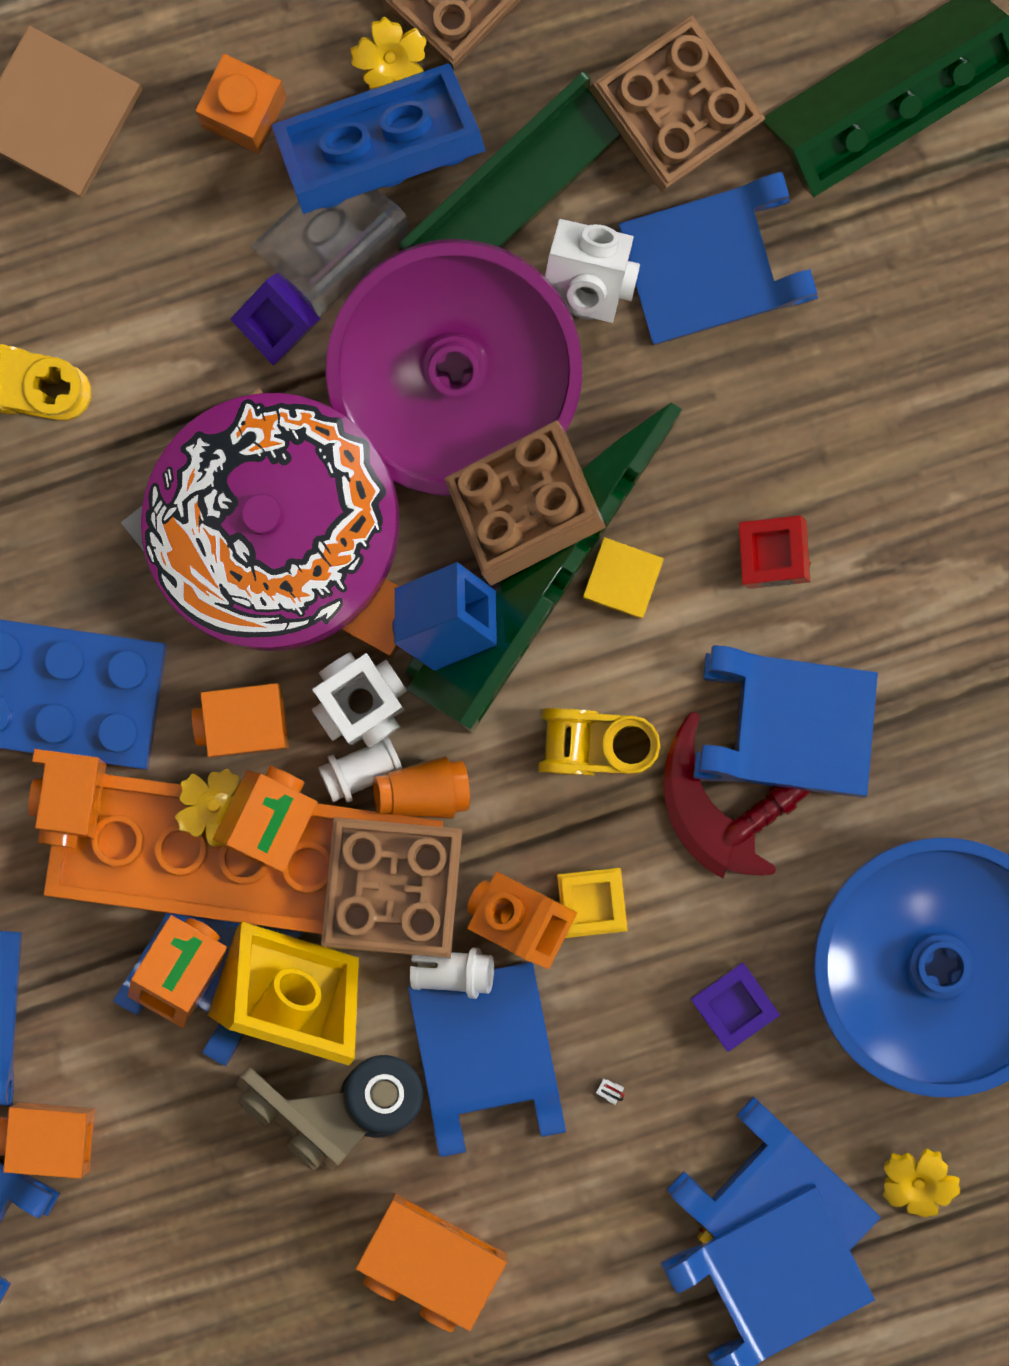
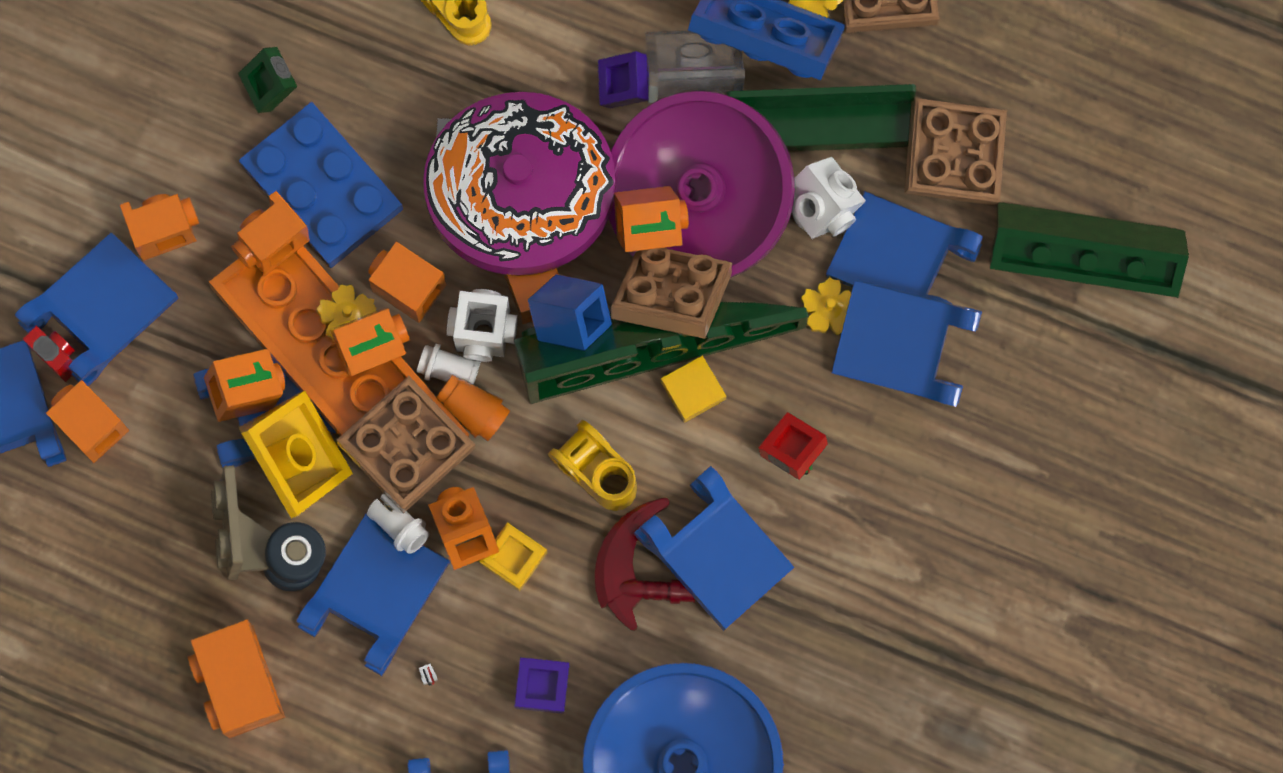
camera: 35 degrees right, 10 degrees down
(436, 446) = (649, 218): none -> orange brick
(686, 375) = (826, 306): none -> yellow plant
(790, 351) = (899, 341): none -> blue flag

